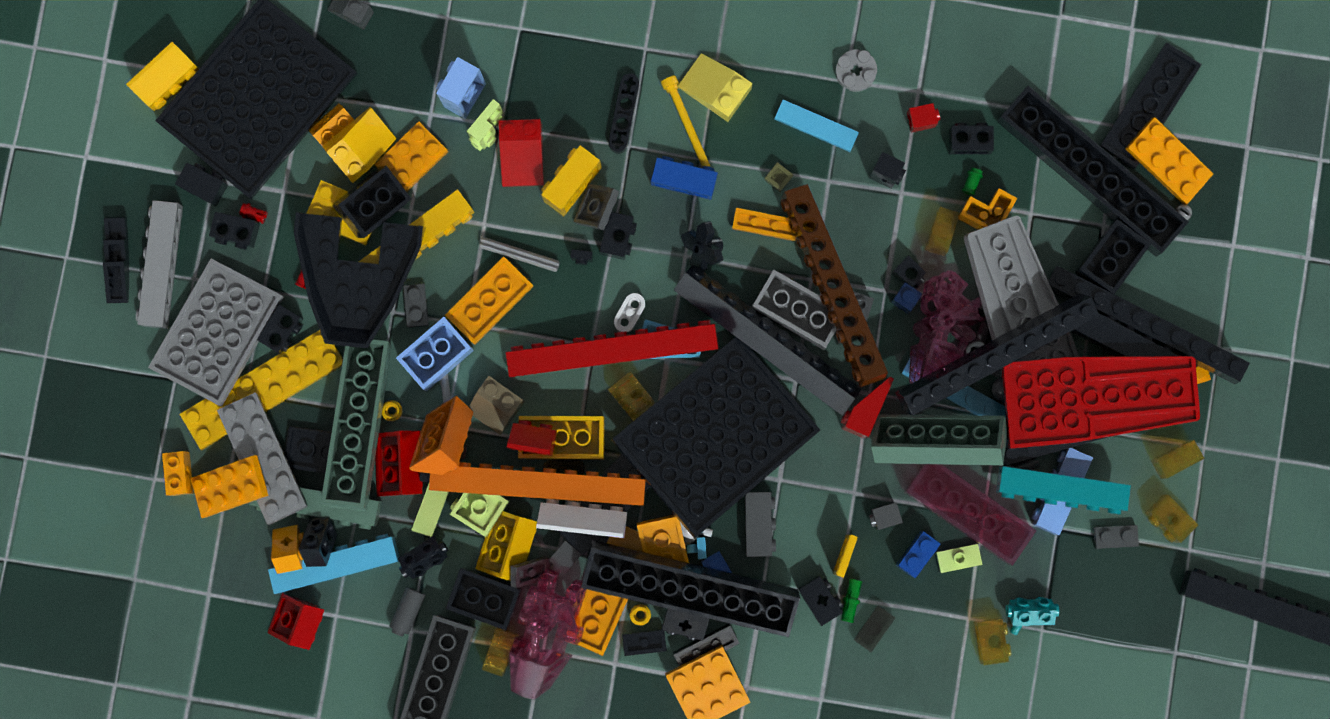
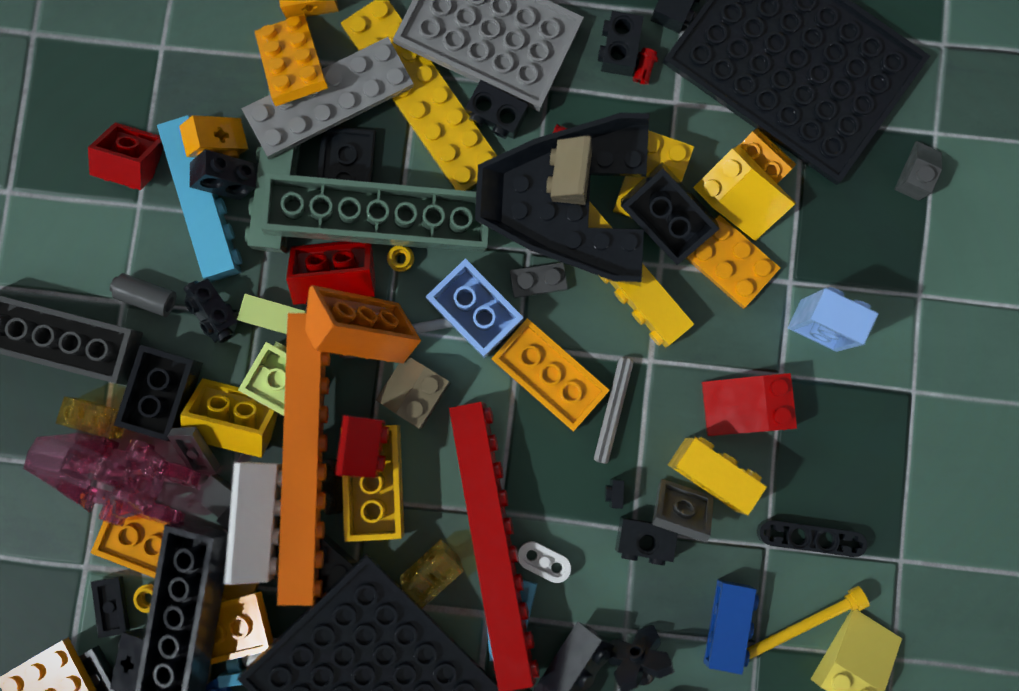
camera: 80 degrees right, 0 degrees up
(336, 273) = (571, 170): none -> dark tan slope
(482, 130) = (775, 352): yellowish green plate -> none

